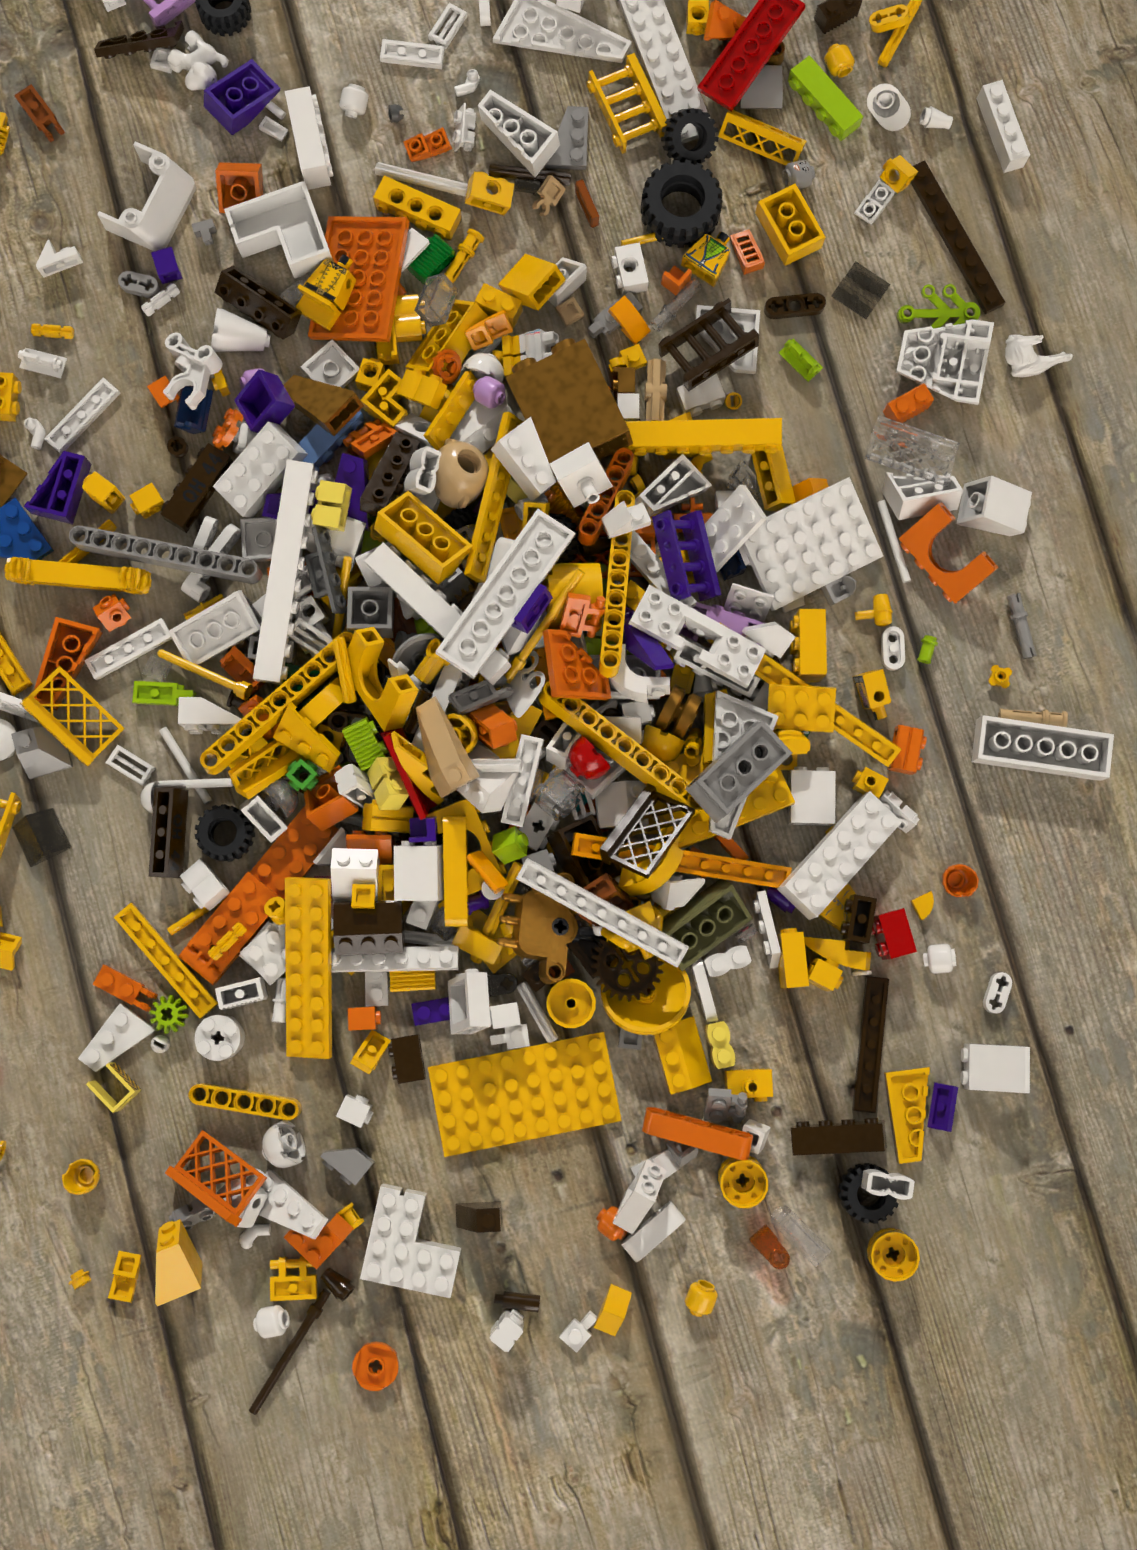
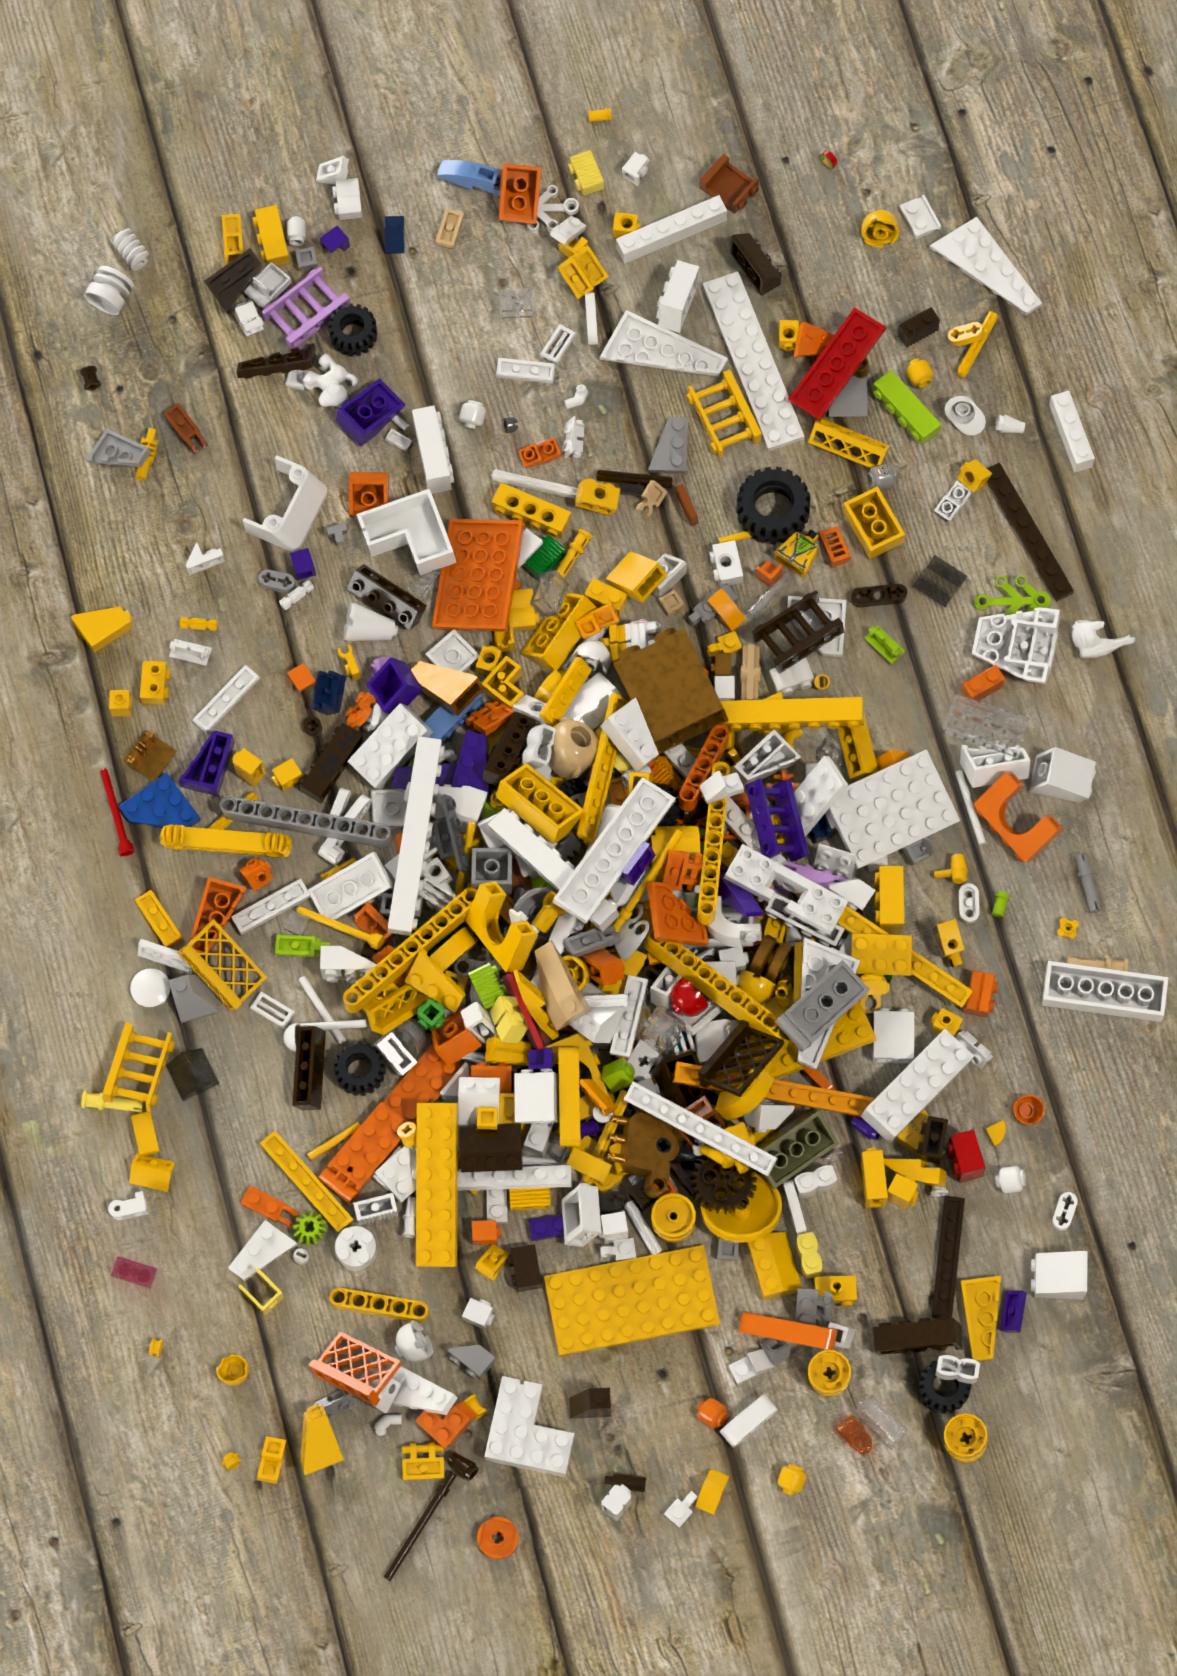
camera: 10 degrees right, 10 degrees down
(37, 431) = (186, 714): white arm -> none
(196, 367) = (331, 655): white piece -> none
(204, 885) = (341, 1114): white brick -> none
(227, 941) = (363, 1161): yellow axle -> none
(271, 1321) = (404, 1497): white head -> none
(317, 308) = (441, 602): yellow panel -> none
(332, 505) = (458, 776): light yellow piece -> none
(333, 281) = (455, 578): yellow torso -> none
(344, 670) = (469, 920): yellow axle -> none
(422, 388) = (537, 673): yellow brick -> none
(453, 368) = (564, 655): orange gear -> none
(489, 392) = (598, 675): lavender head -> none
(519, 131) = (629, 445): white wedge -> none
(581, 475) = (681, 748): white brick -> none
(639, 1196) = (735, 1383): white window -> none
(705, 130) = (795, 450): black tyre -> none
(767, 929) = (852, 1152): white wing -> none

